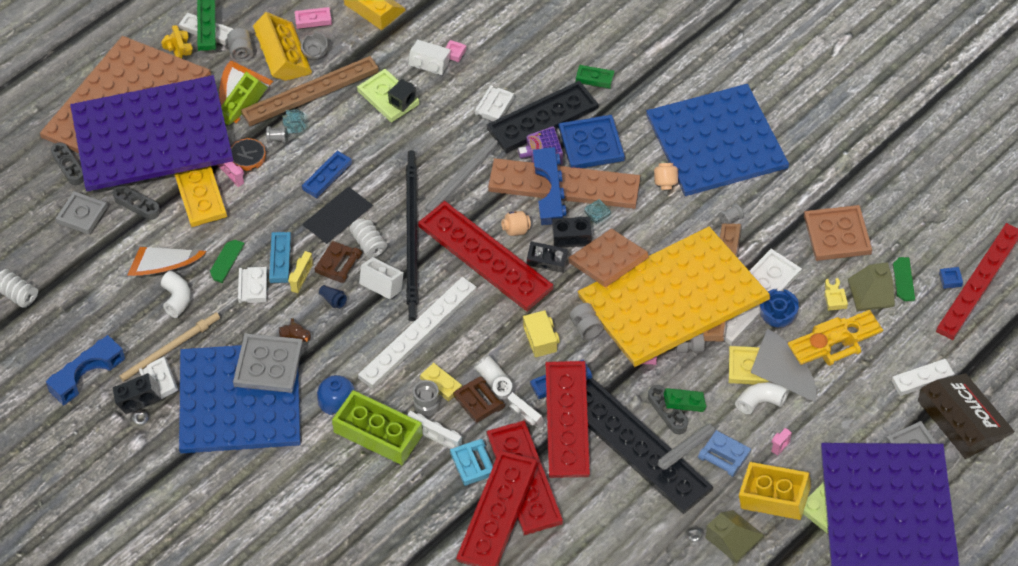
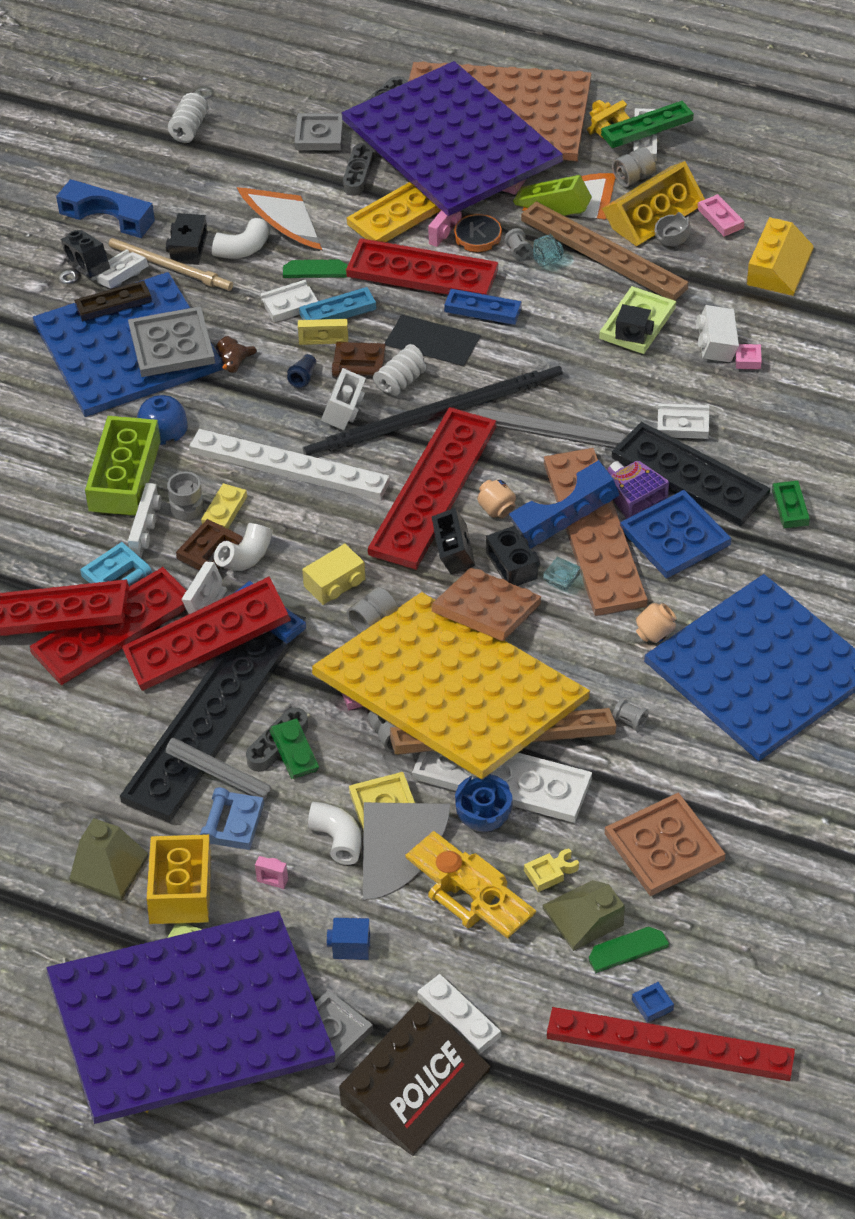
camera: 70 degrees right, 5 degrees down
(153, 326) = (187, 238): none -> black brick
(198, 390) = (113, 300): none -> dark brown tile
(267, 197) = (420, 268): none -> red plate
(850, 414) = (350, 938): none -> blue brick

